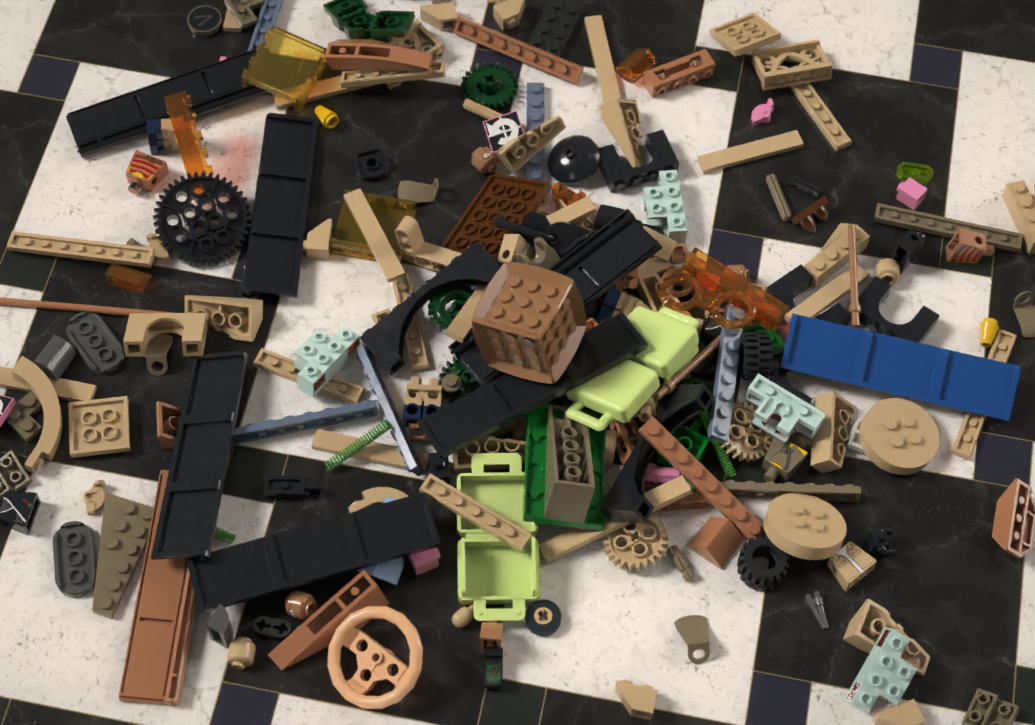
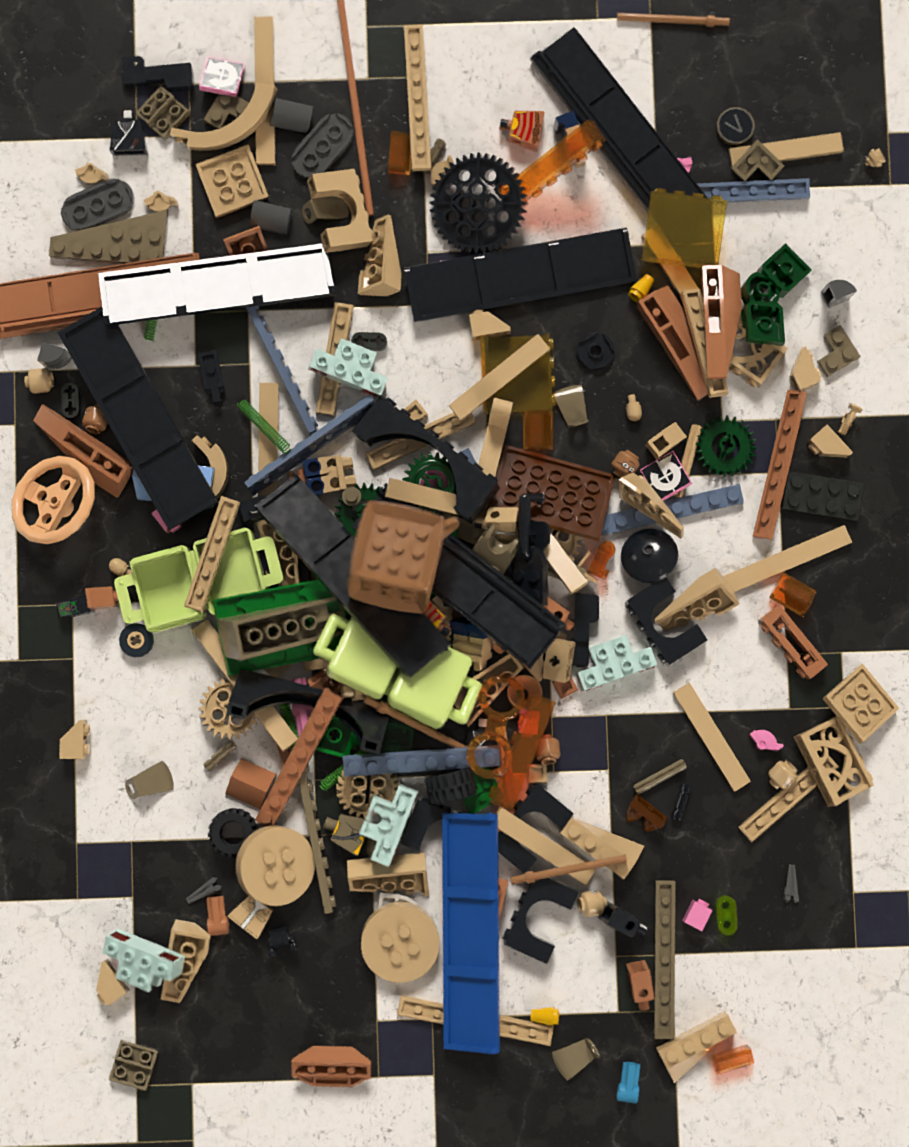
camera: 75 degrees right, 25 degrees up
(40, 556) = (91, 174): none -> tan piece
(102, 19) = (709, 21): none -> medium nougat bar
(144, 401) = (270, 217): none -> dark grey brick
(297, 340) = (370, 336): none -> pearl dark grey beam
(377, 101) = (672, 330): none -> nougat wedge
(433, 222) = (538, 430): none -> clear orange brick
(435, 145) = (633, 409): none -> tan cylinder
(473, 127) = (665, 440): none -> tan slope
(796, 104) = (782, 774): none -> tan head
(848, 599) = (217, 921): none -> nougat piece
(900, 123) = (791, 885): none -> dark grey piece

